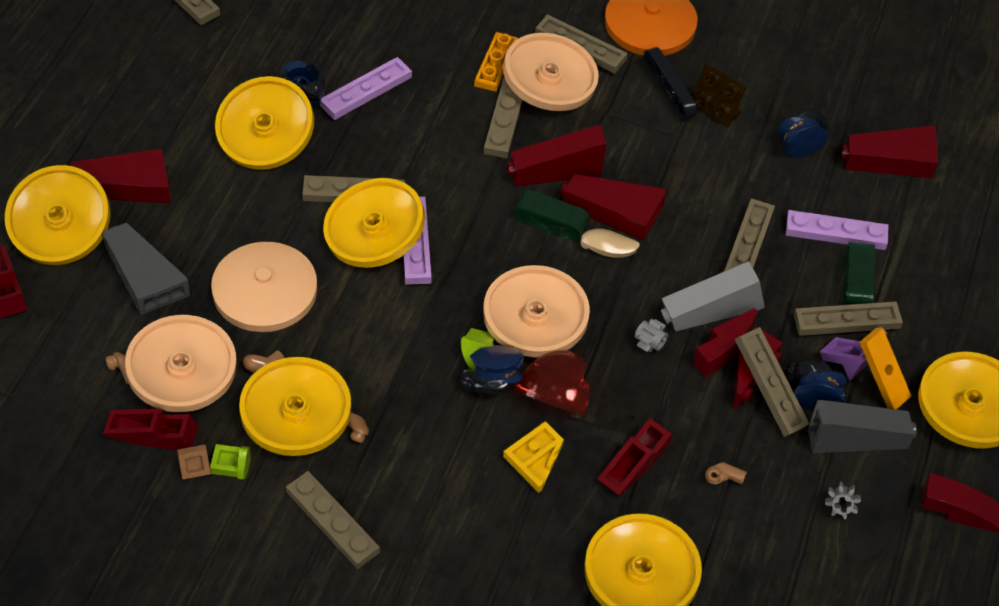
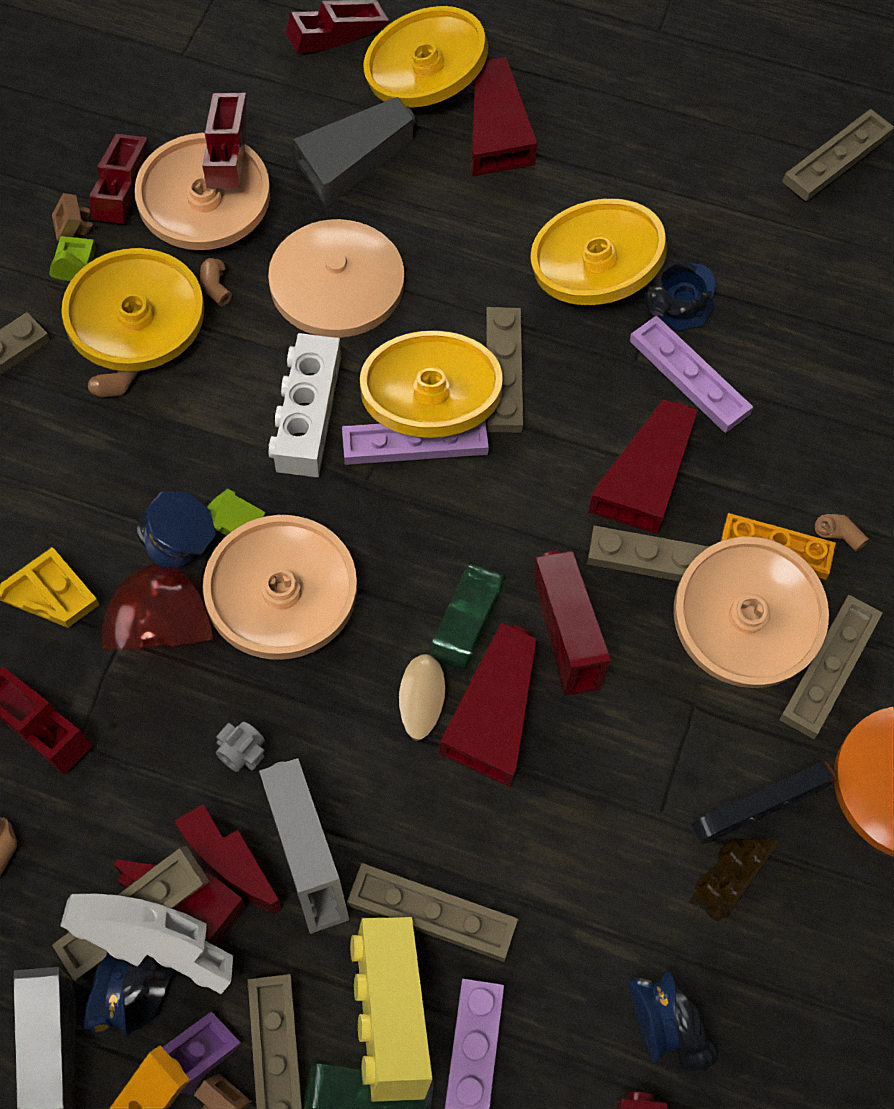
camera: 90 degrees right, 10 degrees up
(143, 335) = (225, 140): none -> dark red slope
(365, 296) = (304, 453): none -> white brick
(441, 114) = (644, 474): none -> dark red slope
(483, 29) = (841, 527): none -> medium nougat arm
(789, 361) = (140, 928): none -> white slope
(814, 250) = (392, 1010): none -> light yellow brick

